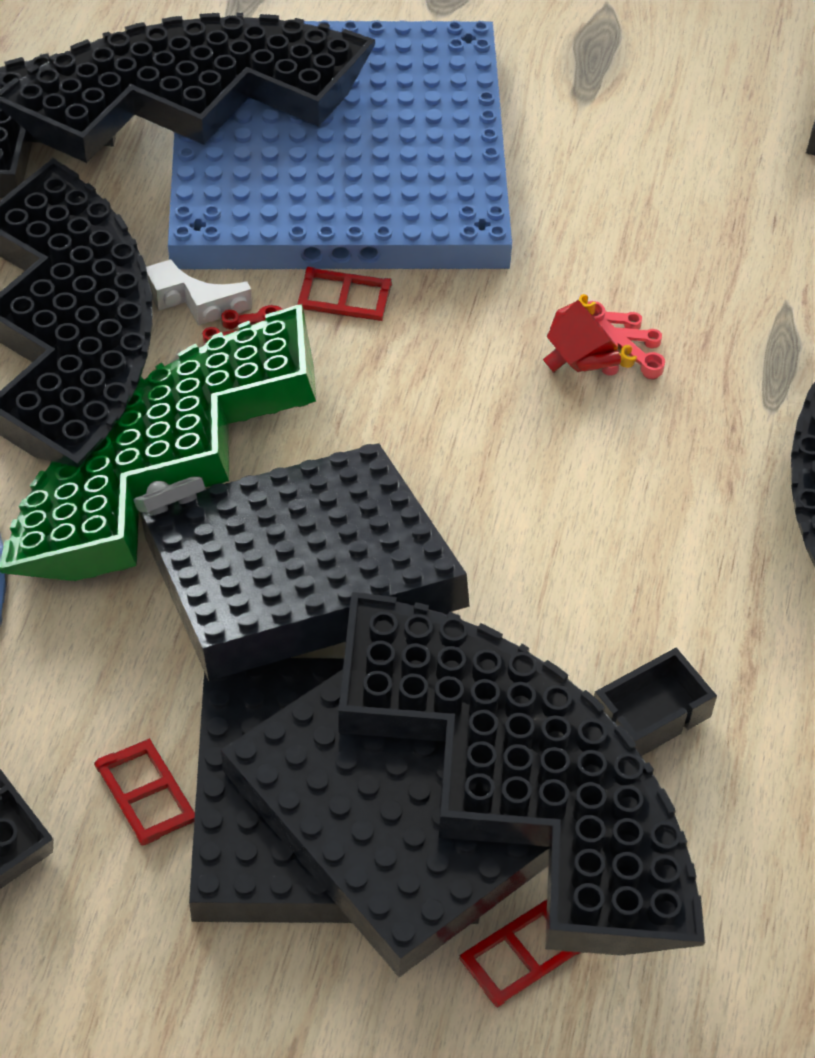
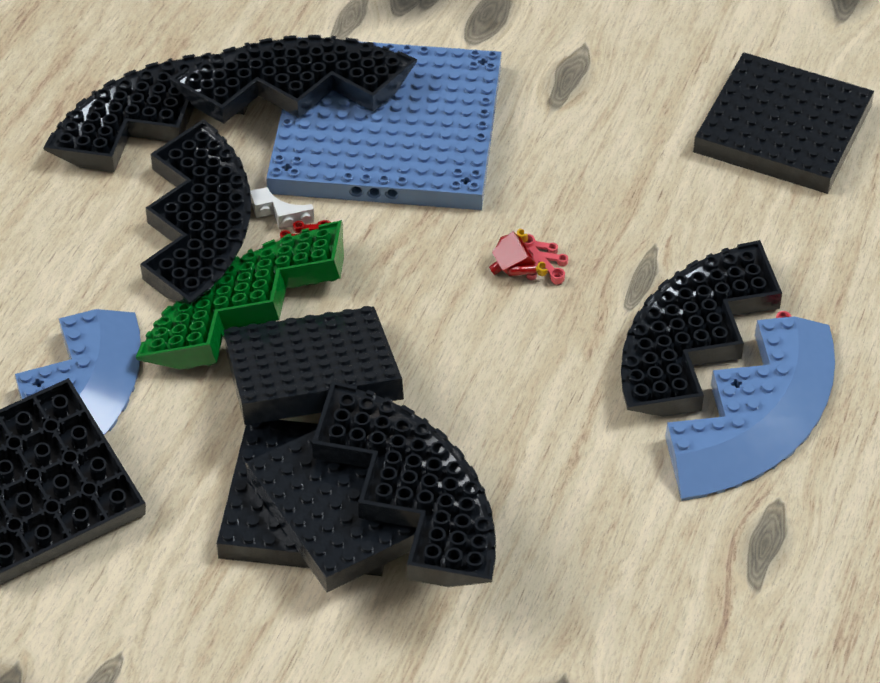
camera: 10 degrees right, 5 degrees down
(161, 494) = (237, 322): light grey plate -> none
(167, 781) = (202, 510): red window -> none
(341, 308) = (370, 225): red window -> none
(507, 933) = (372, 592): red window -> none
(658, 700) = (508, 467): black piece -> none

